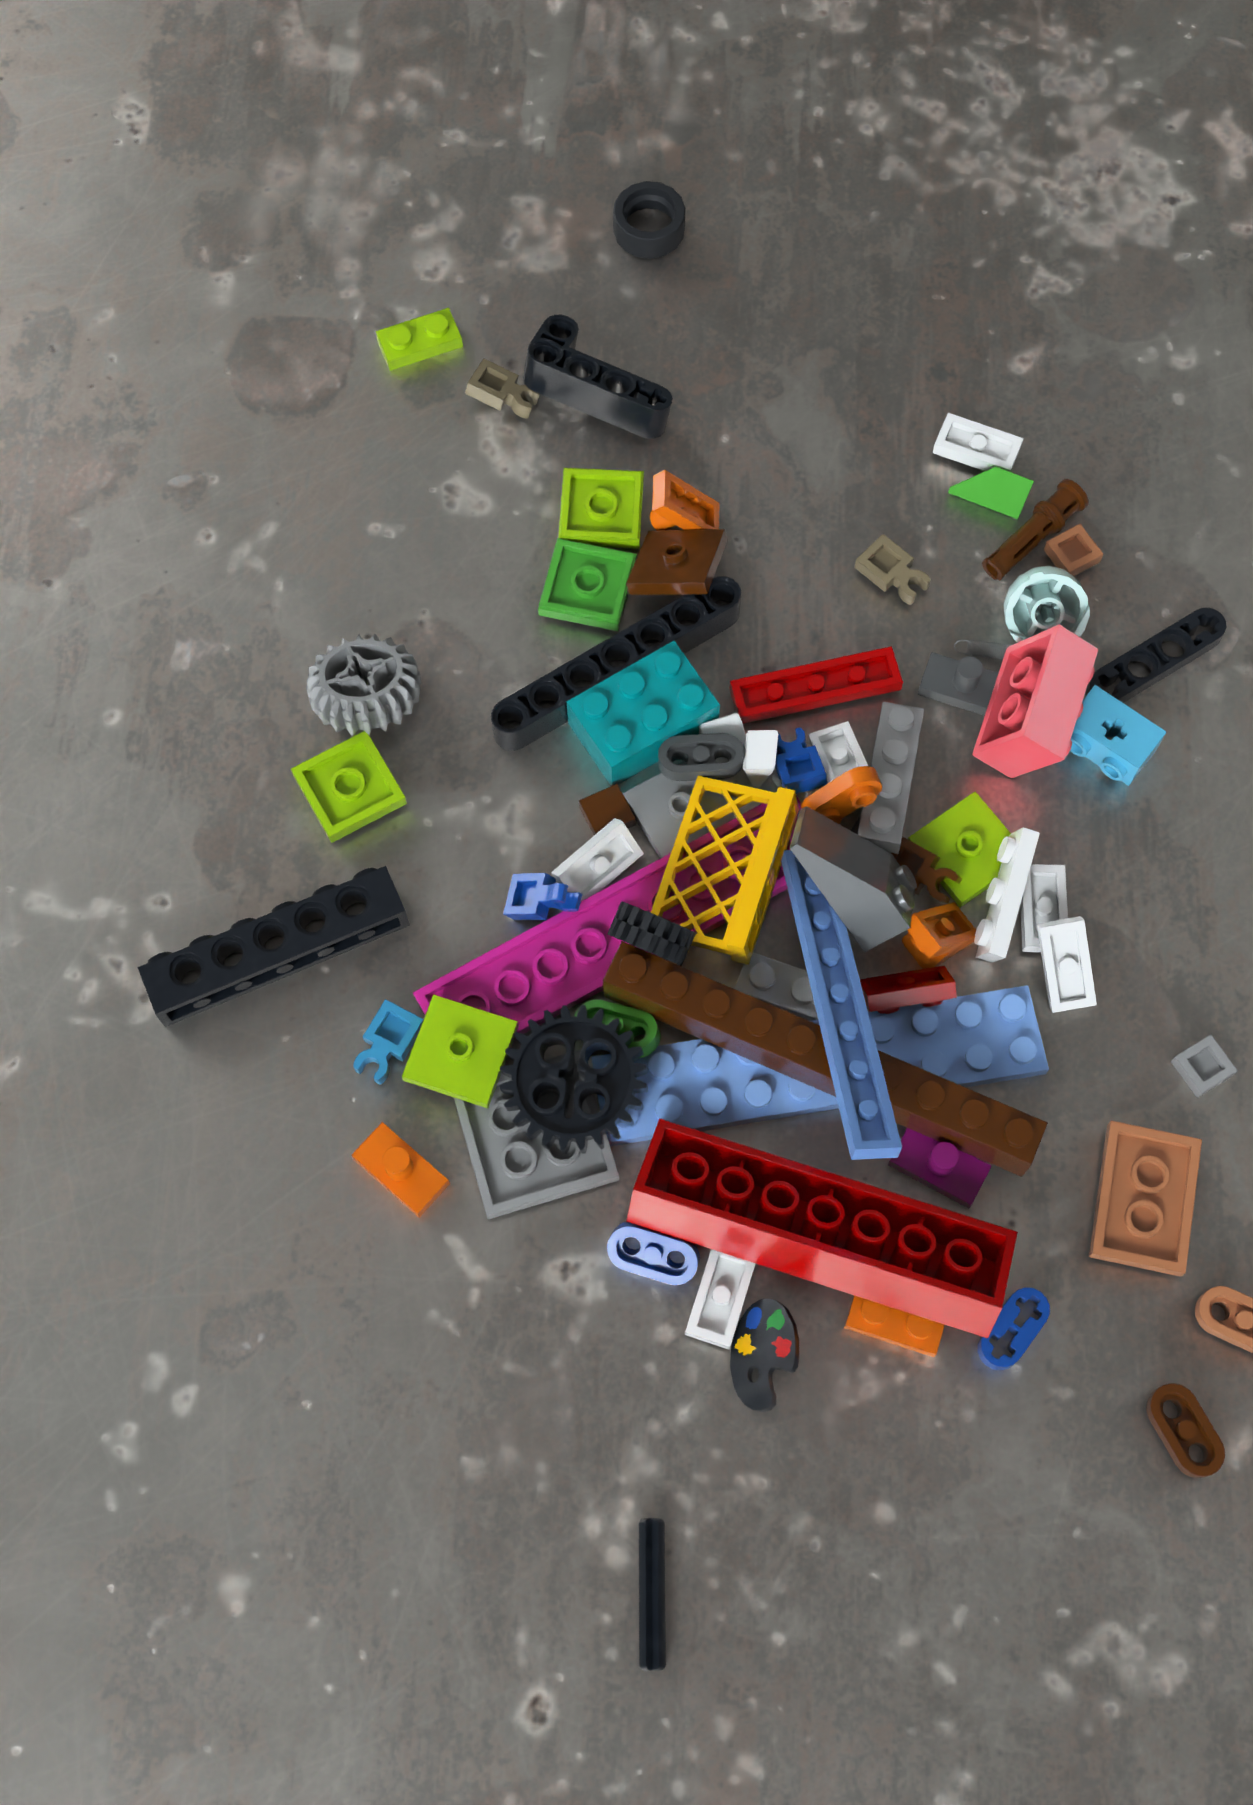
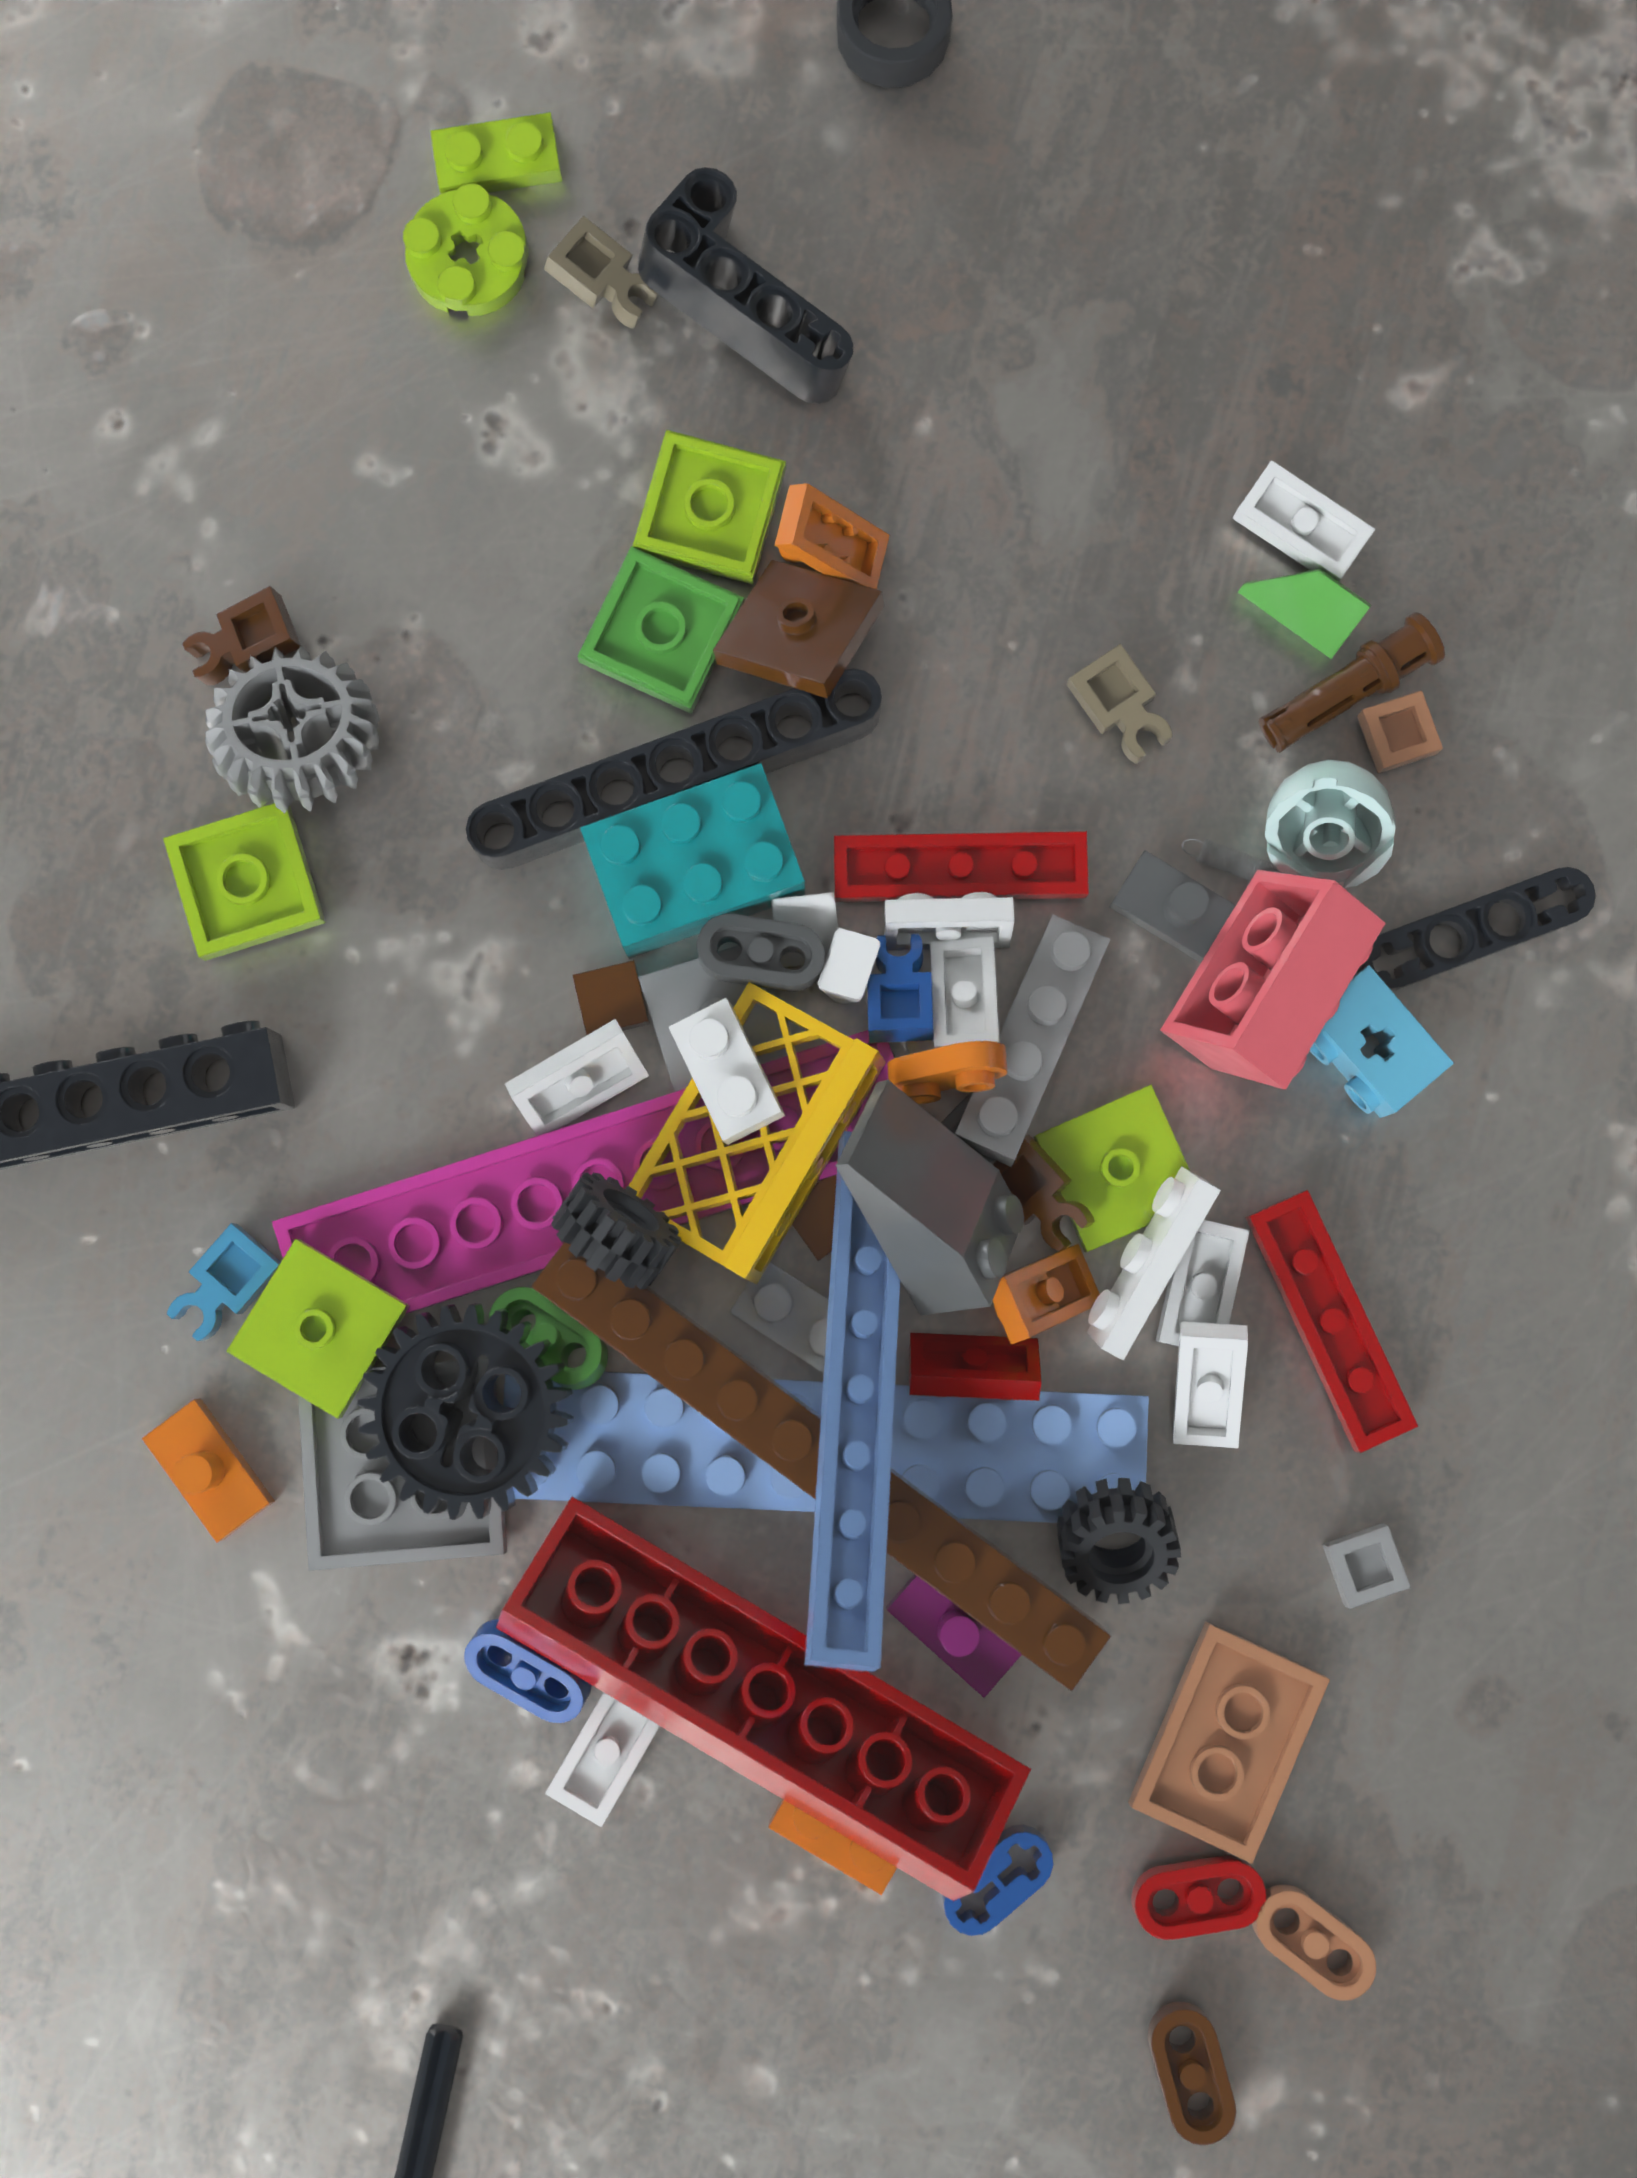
camera: 10 degrees right, 15 degrees up
(317, 633) = (246, 629): none -> reddish brown plate
(408, 375) = (466, 217): none -> lime plate
(535, 893) = (474, 1113): blue plate -> none
(698, 829) = (726, 1071): none -> white plate
(765, 1341) = (654, 1831): black piece -> none
(779, 920) = (816, 1218): none -> reddish brown tile
(817, 715) = (948, 919): none -> white plate
(1017, 1057) = (1125, 1568): none -> black tyre
(1135, 913) = (1331, 1322): none -> red plate
(1153, 1309) = (1196, 1903): none -> red plate

